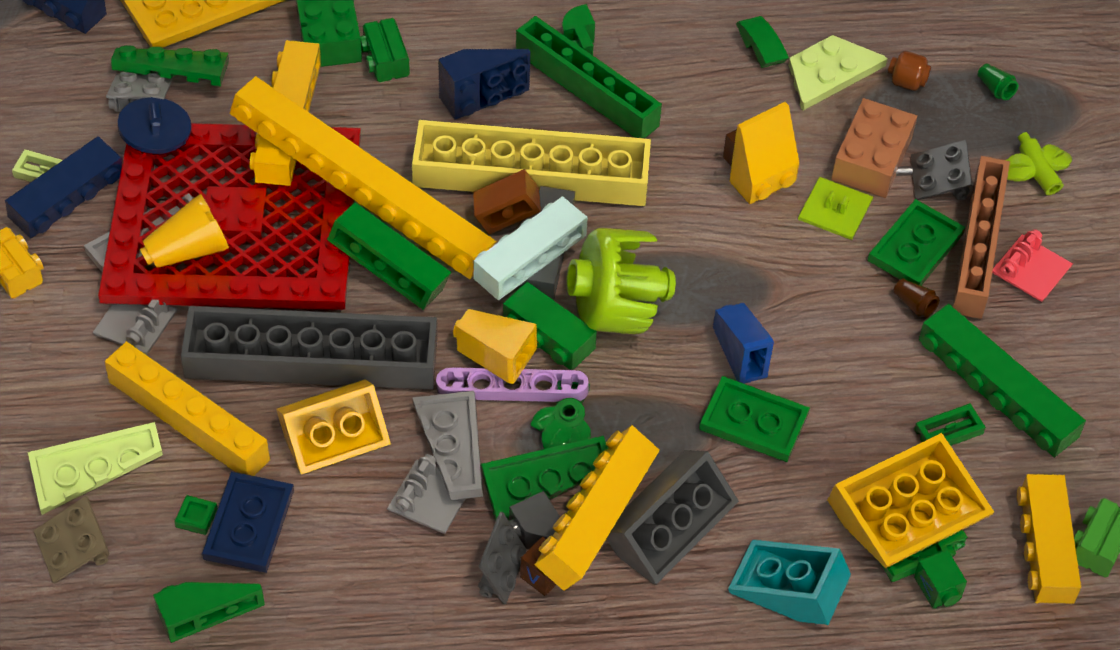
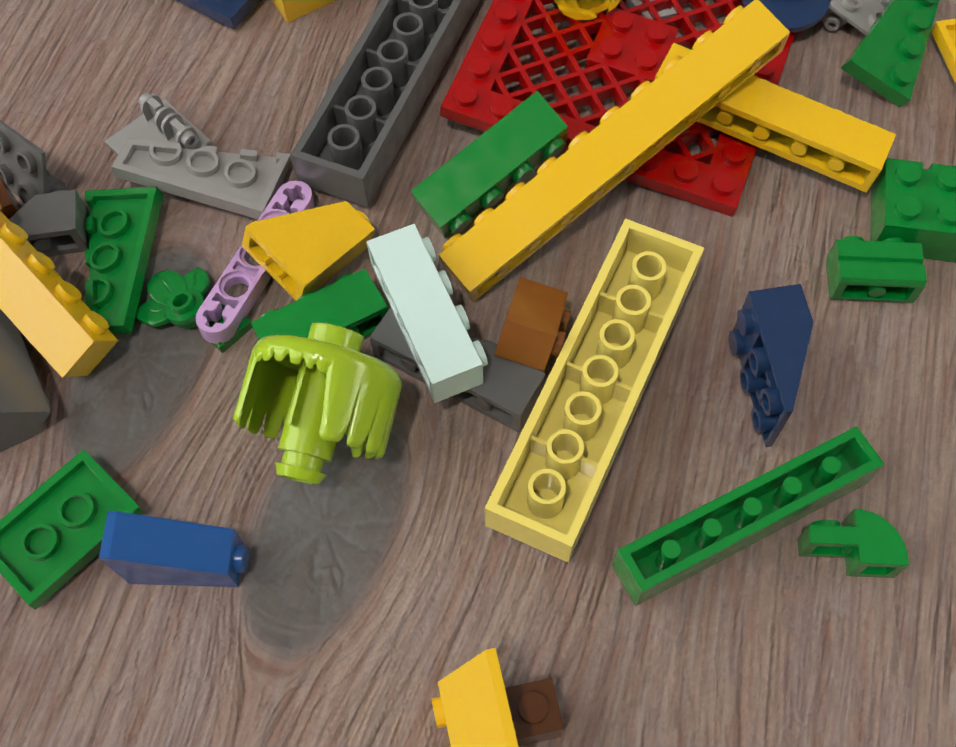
camera: 115 degrees right, 10 degrees up
(333, 426) = (289, 69): yellow slope -> none

